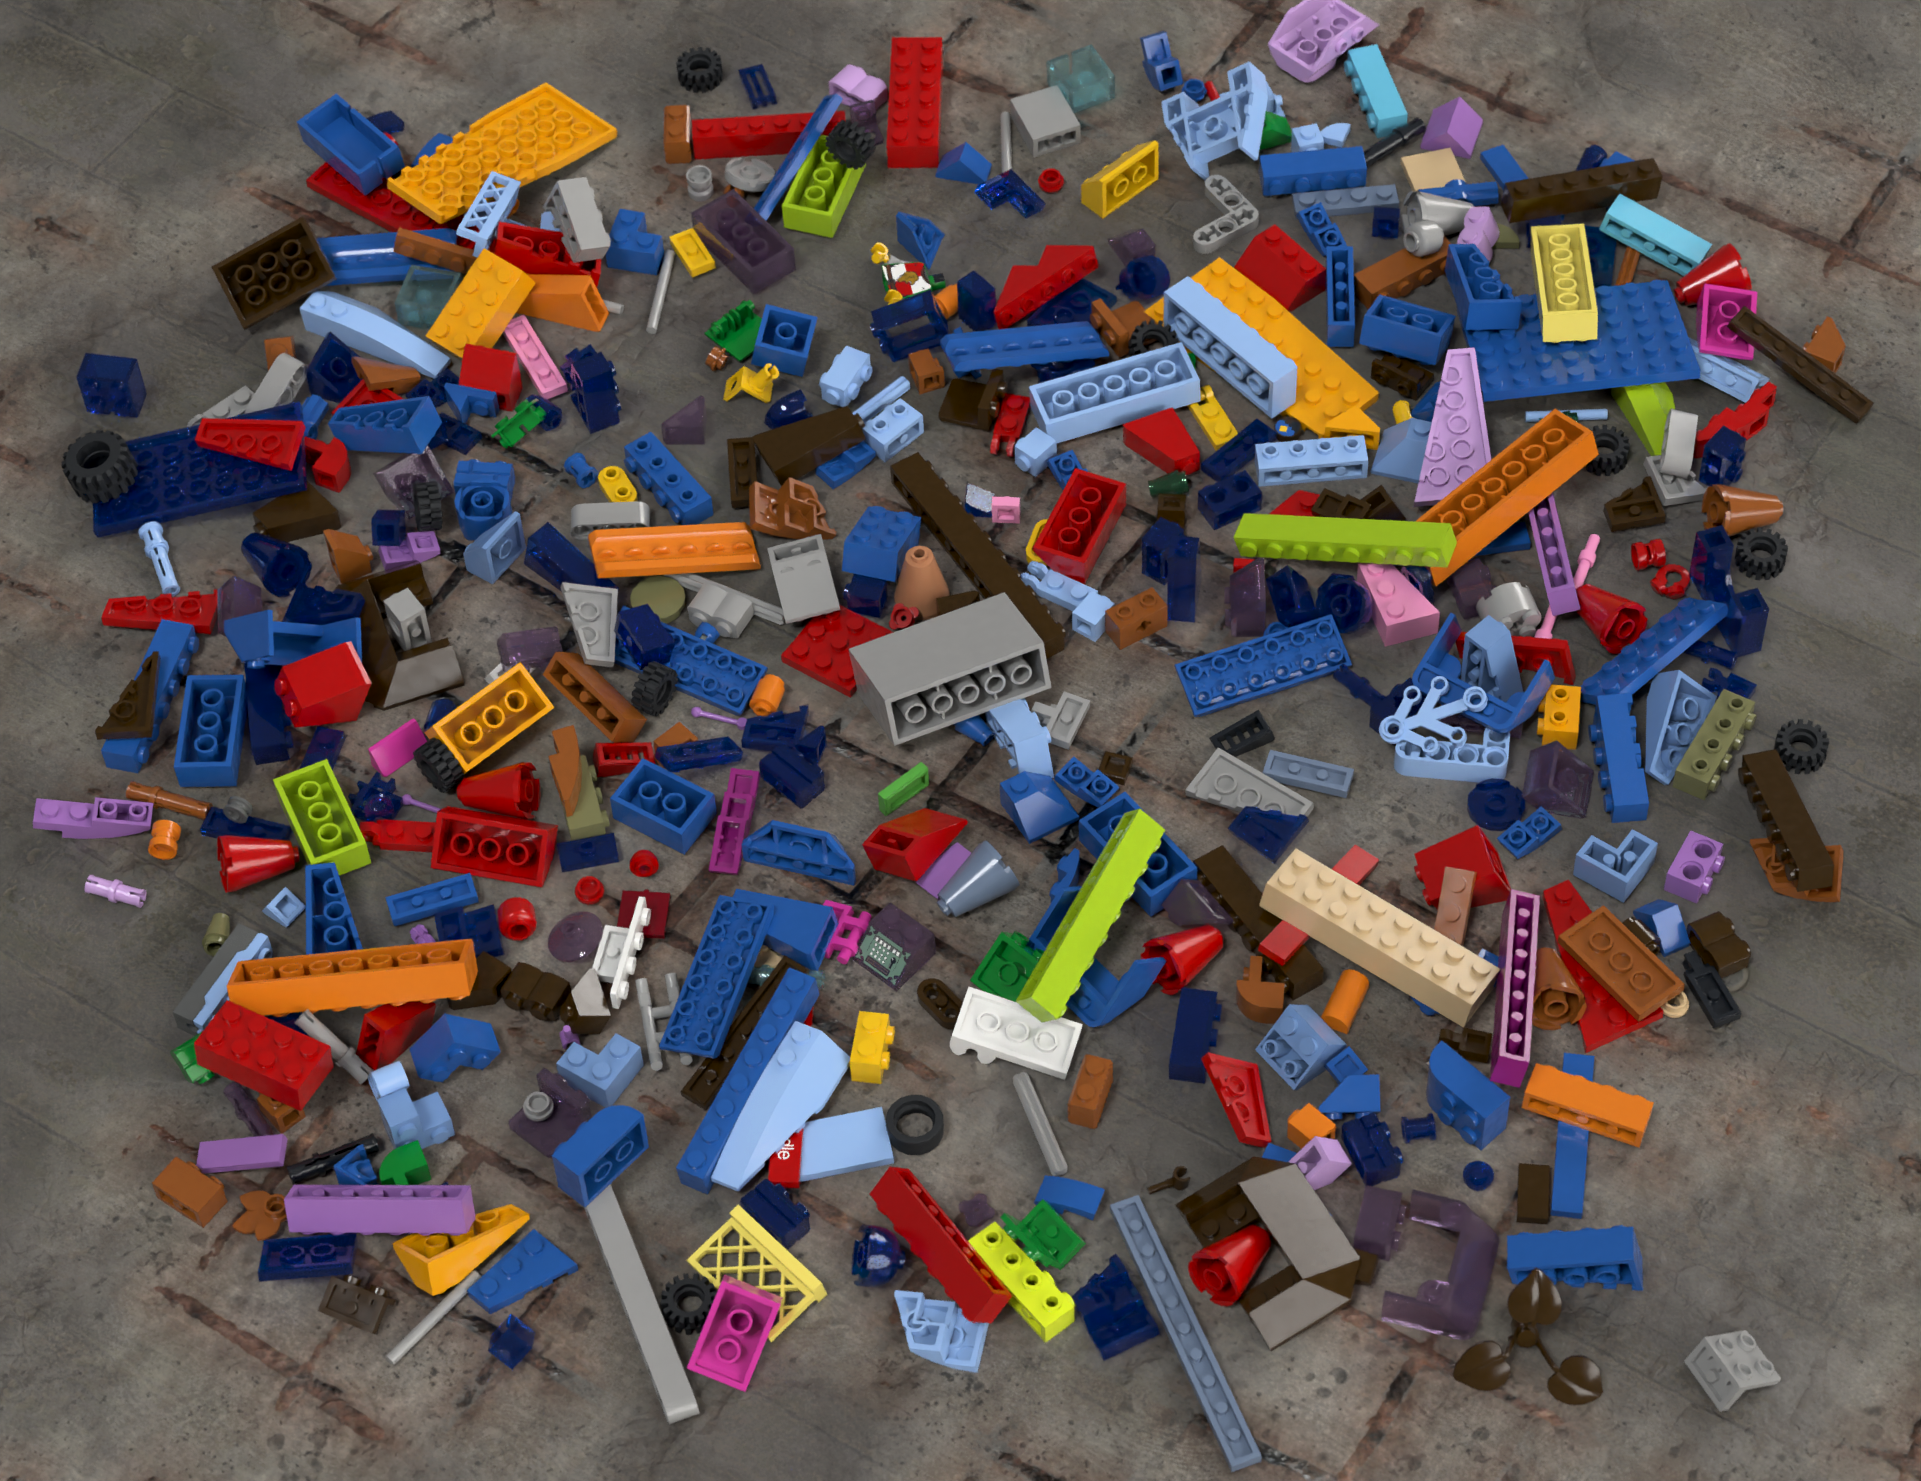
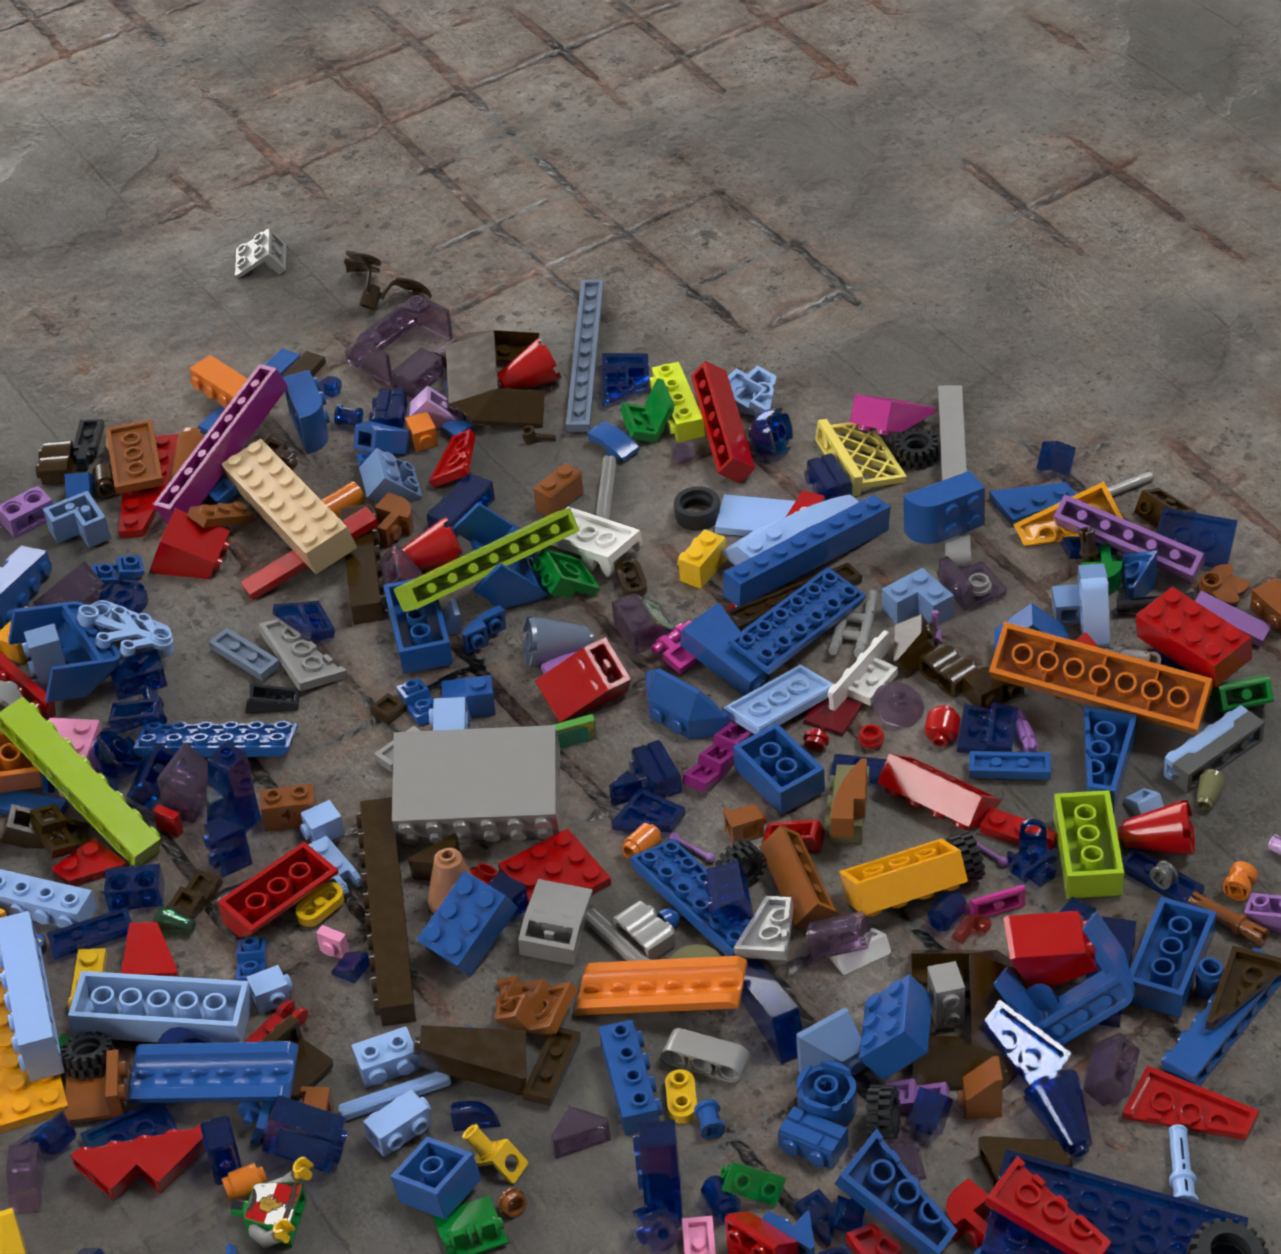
camera: 155 degrees left, 10 degrees down
(169, 717) = (1208, 976): none -> blue cone
(418, 713) = (970, 924): none -> clear red arm
(423, 1176) = (1088, 545): none -> dark brown axle
(439, 567) = (896, 1027): none -> blue brick
(503, 791) = (913, 820): red cone -> none
(699, 754) = (732, 794): clear blue plate -> none
(708, 872) = (779, 699): none -> light blue tile
(1378, 656) = (128, 716): none -> clear blue slope
(1578, 1256) = (307, 318): blue wedge -> none

